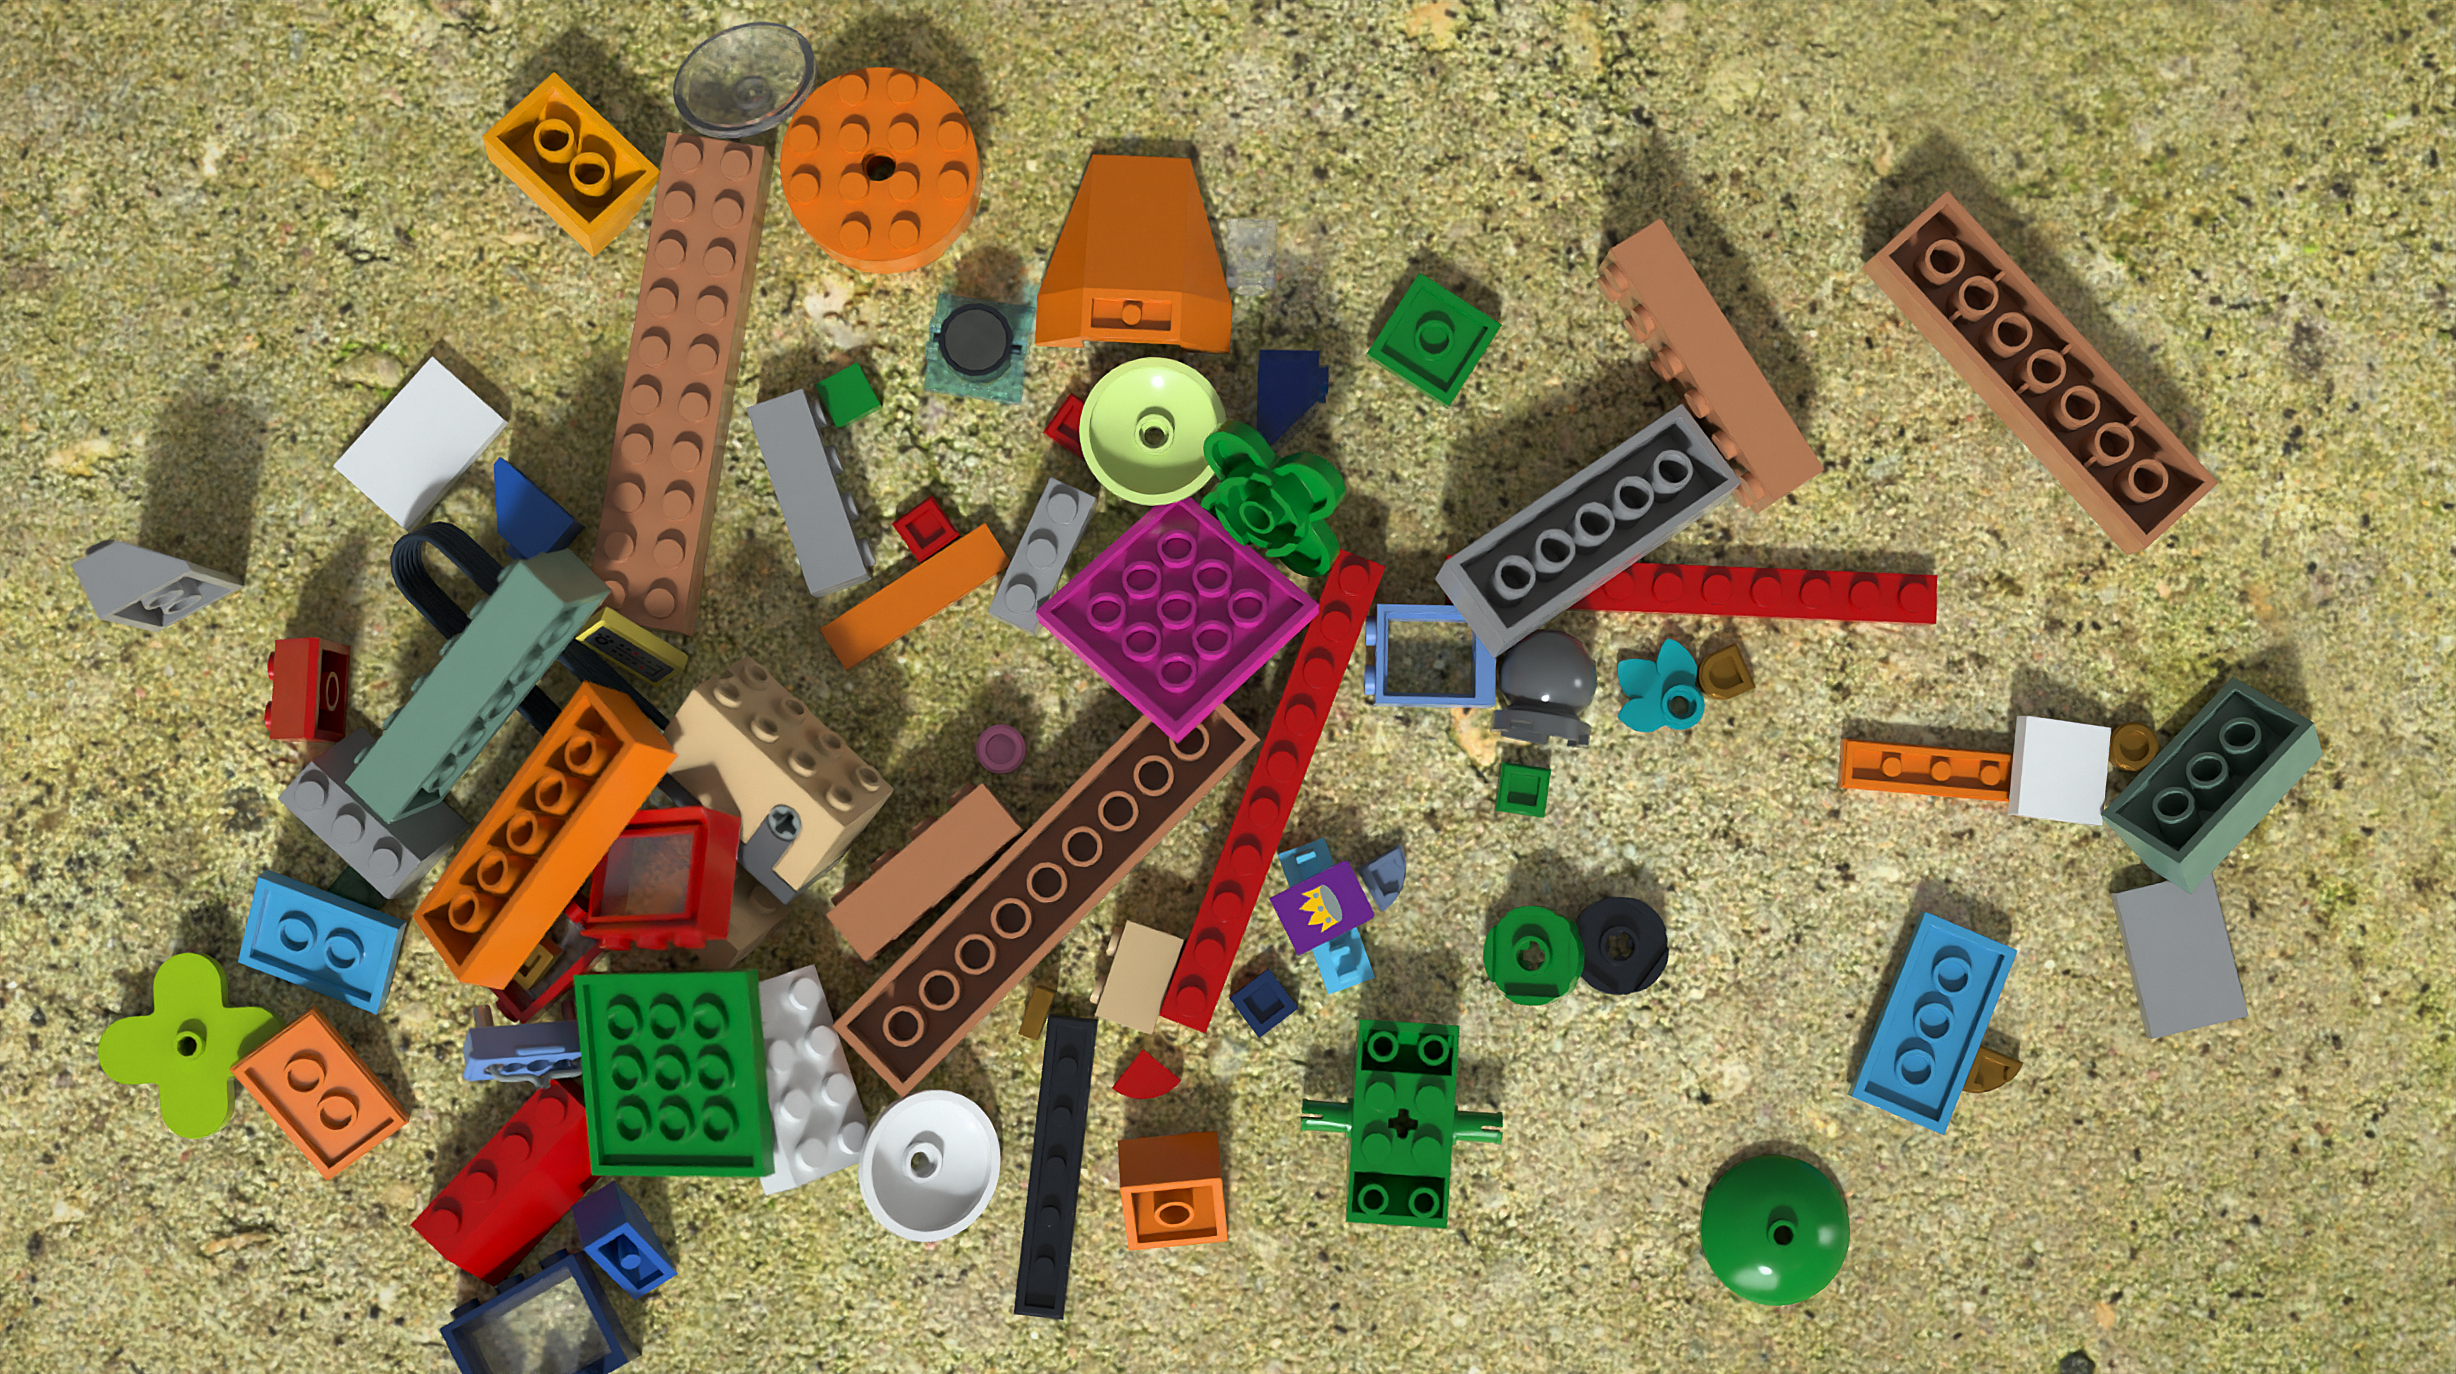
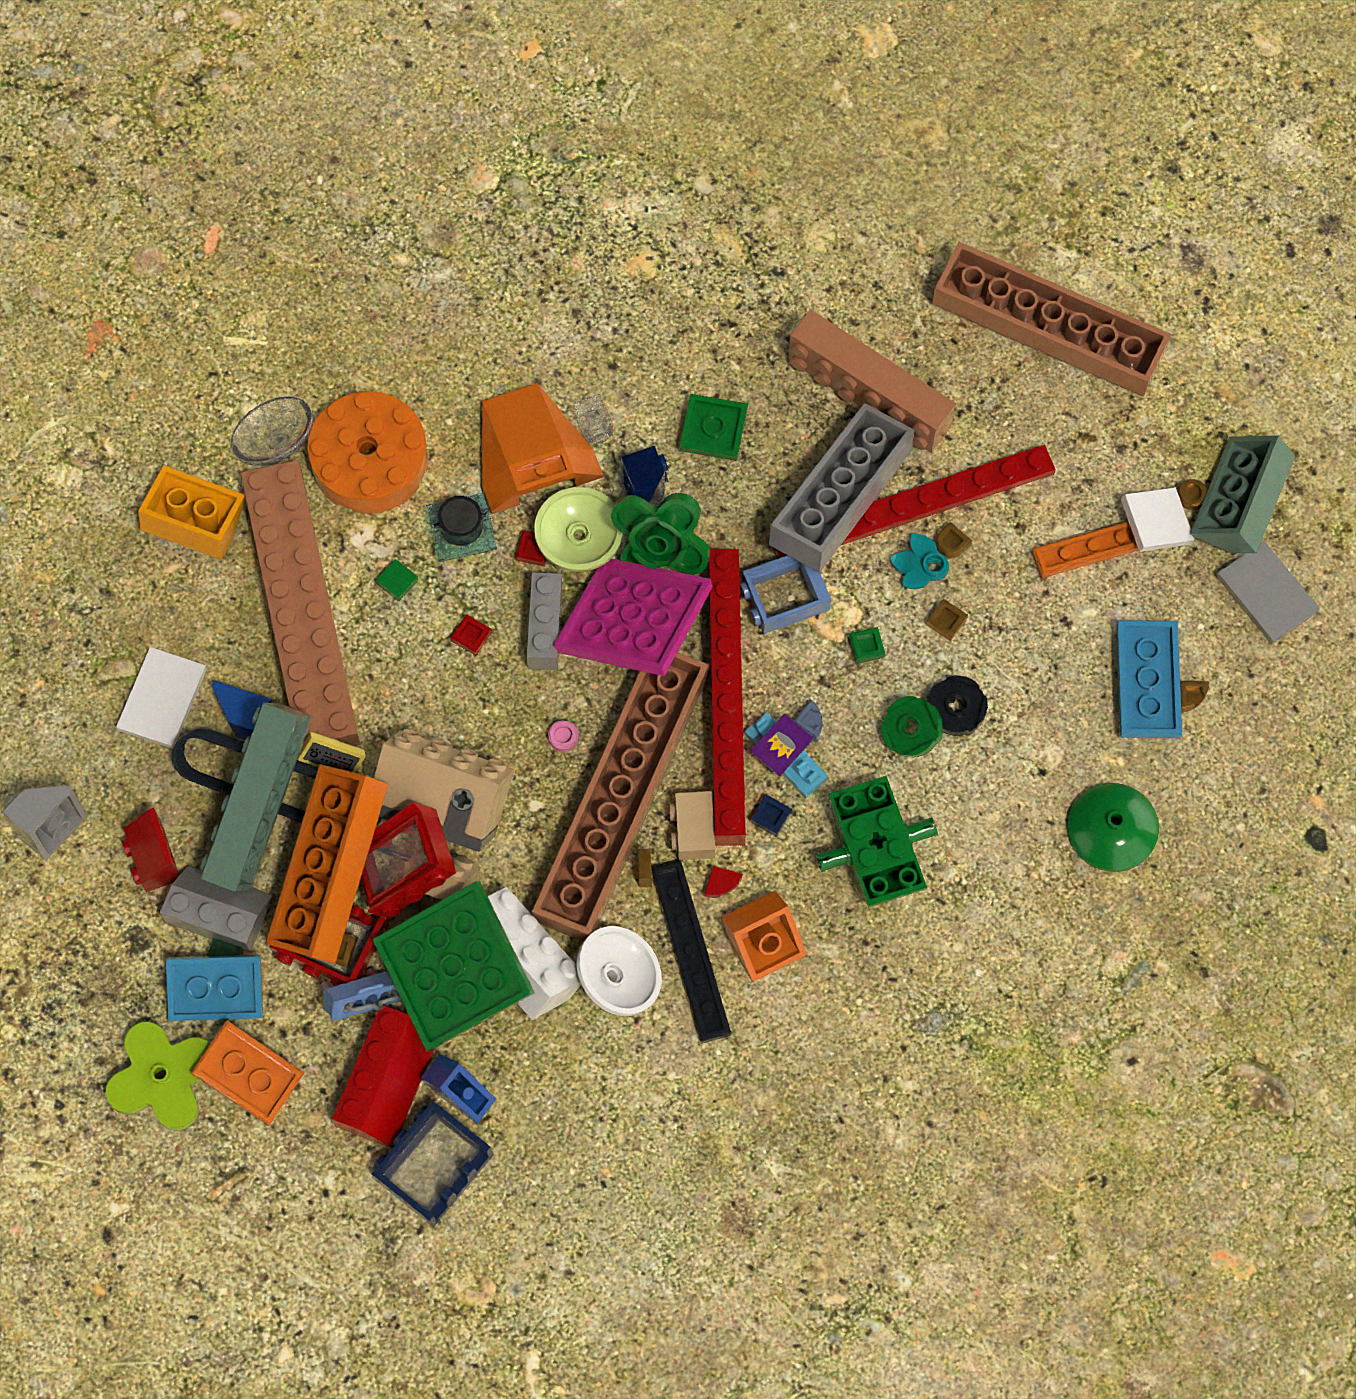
camera: 20 degrees left, 15 degrees down
(810, 492) = (398, 637): light grey brick -> none
(915, 597) = (480, 672): orange tile -> none
(926, 872) = (550, 810): nougat brick -> none
(1546, 686) = (856, 582): dark grey tile -> none
(1662, 798) = (947, 620): none -> pearl gold tile

